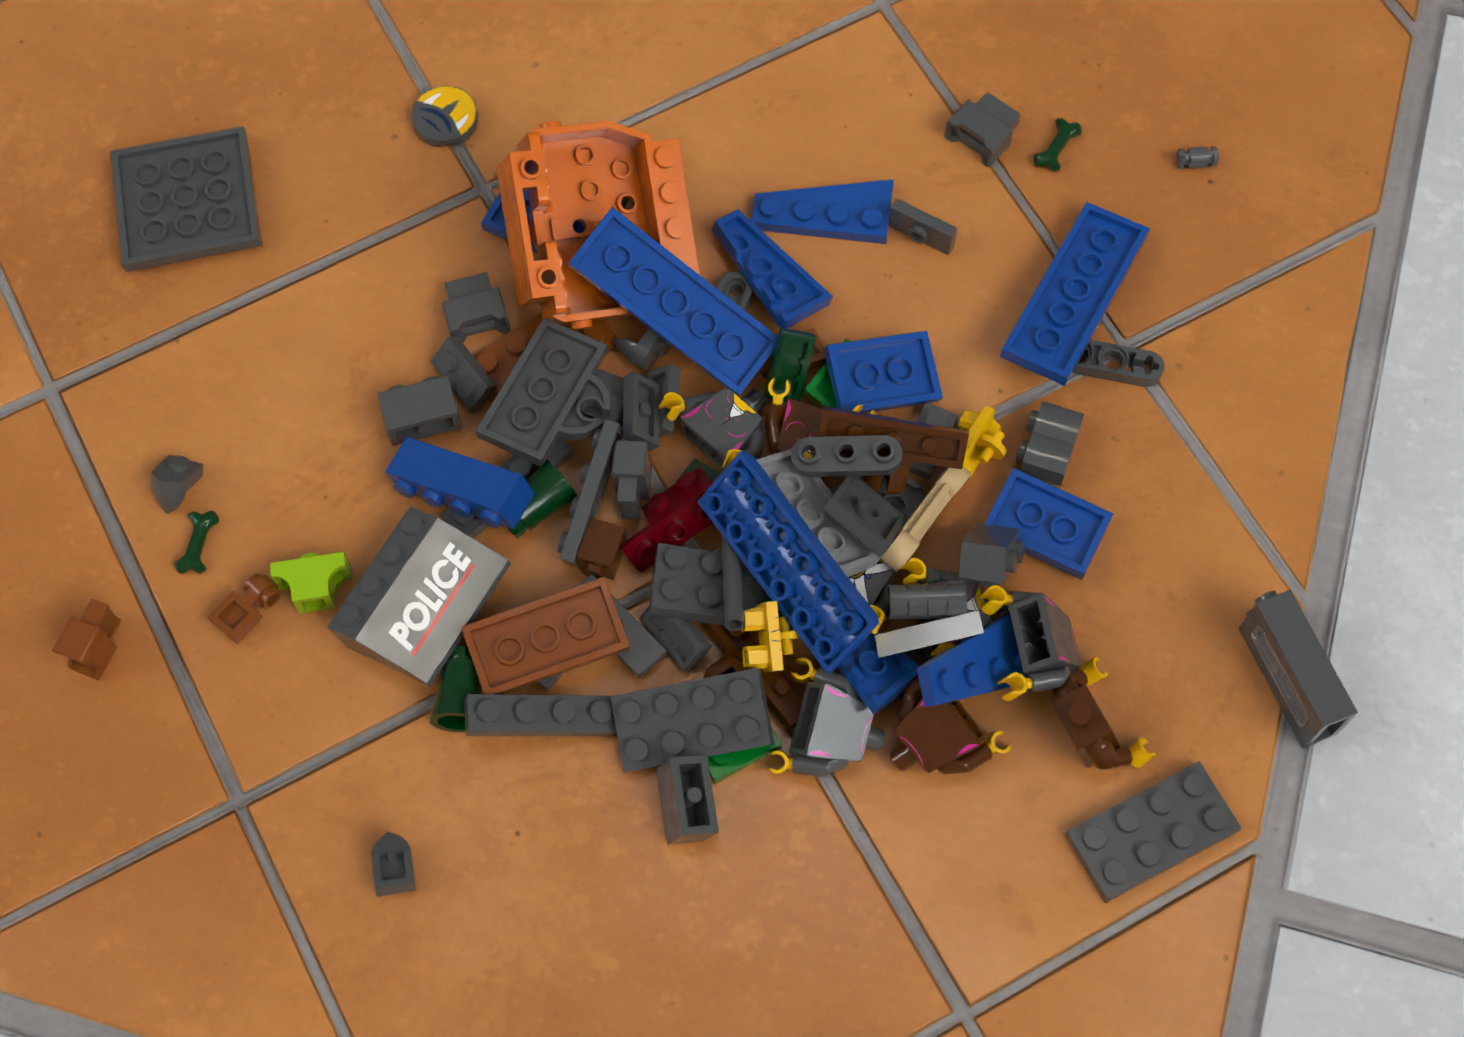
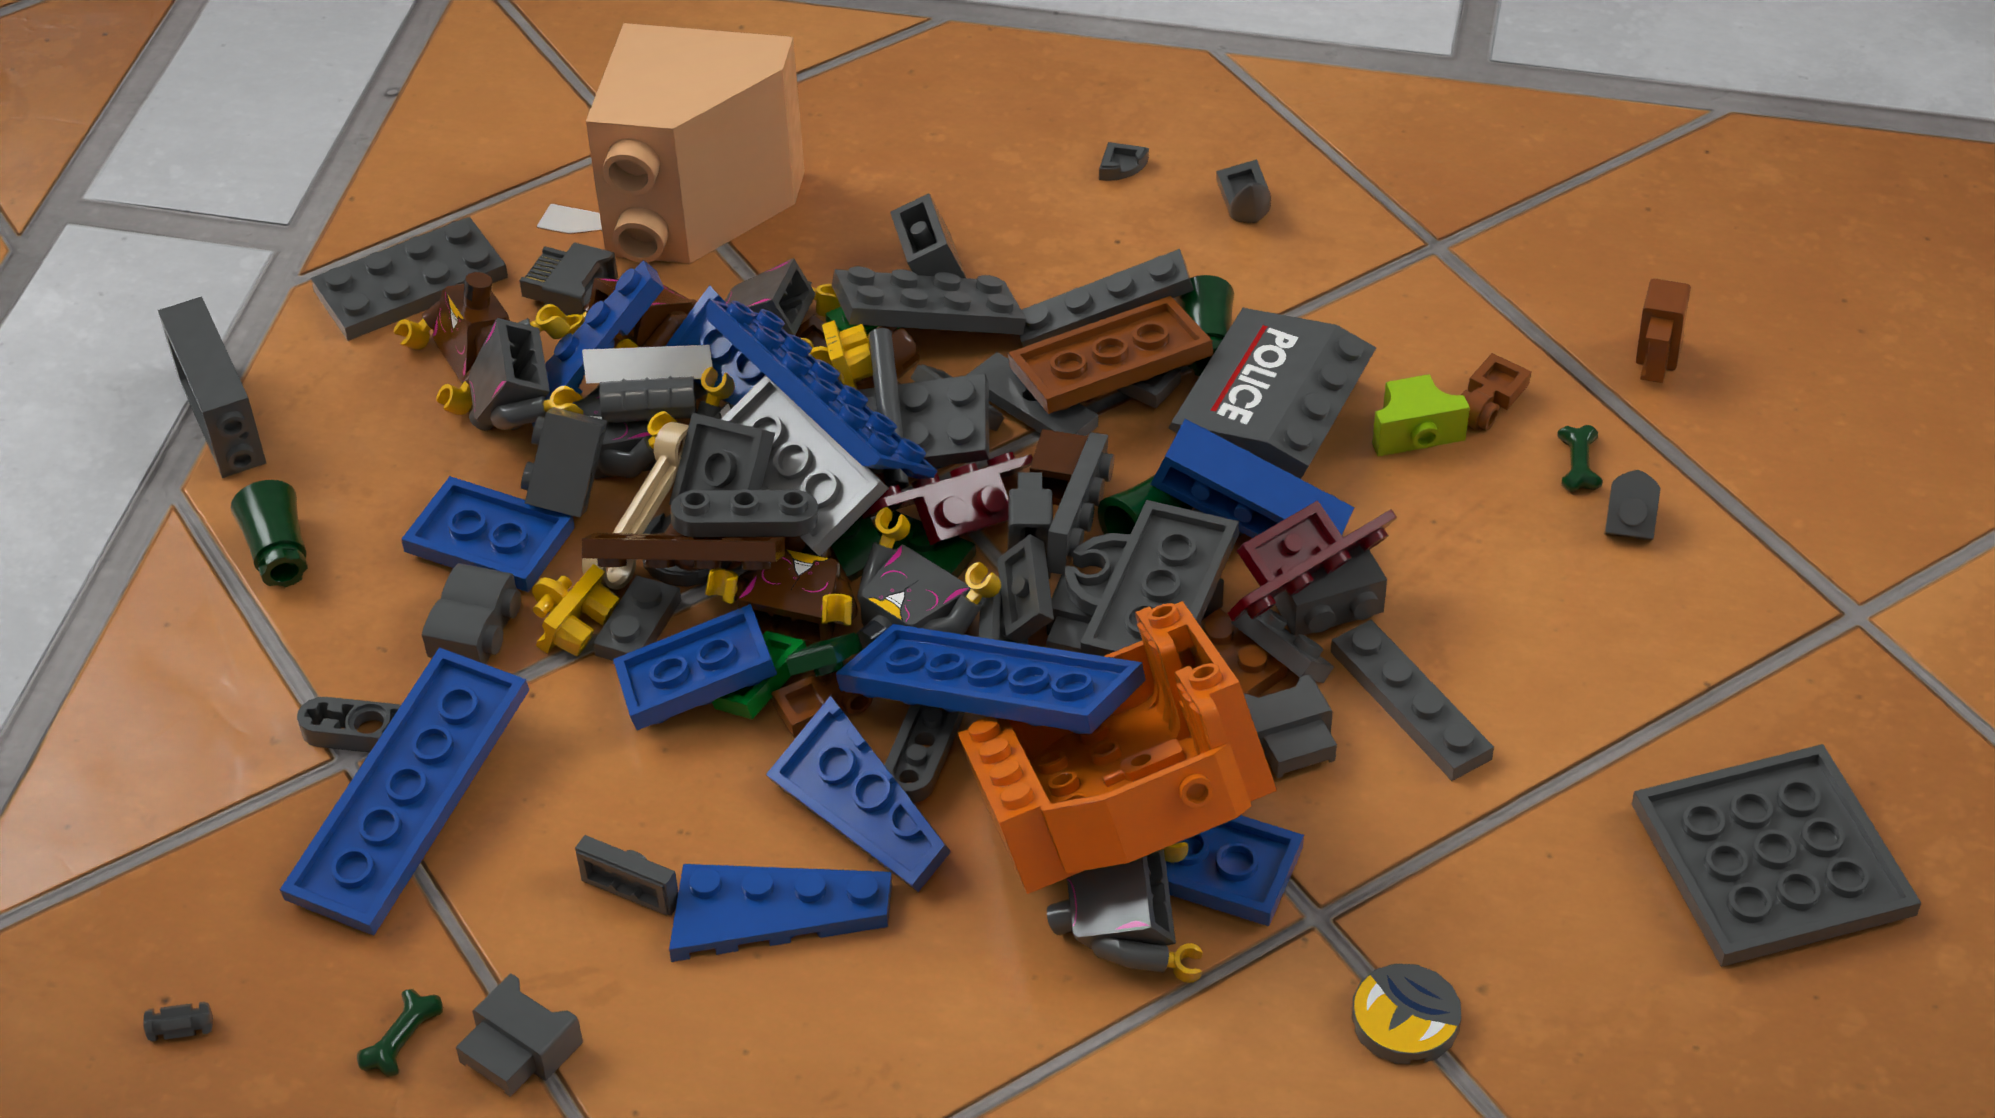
camera: 175 degrees right, 20 degrees down
(382, 331) = (1412, 700): none -> dark grey plate
(434, 394) = (1296, 549): none -> dark red bracket
(498, 935) = (1122, 161): none -> dark grey tile
(904, 895) = (693, 139): none -> light nougat slope
(1007, 905) = (569, 220): none -> white sticker
(1009, 803) = (568, 276): none -> dark grey piece
(1215, 527) = (272, 530): none -> dark green plant

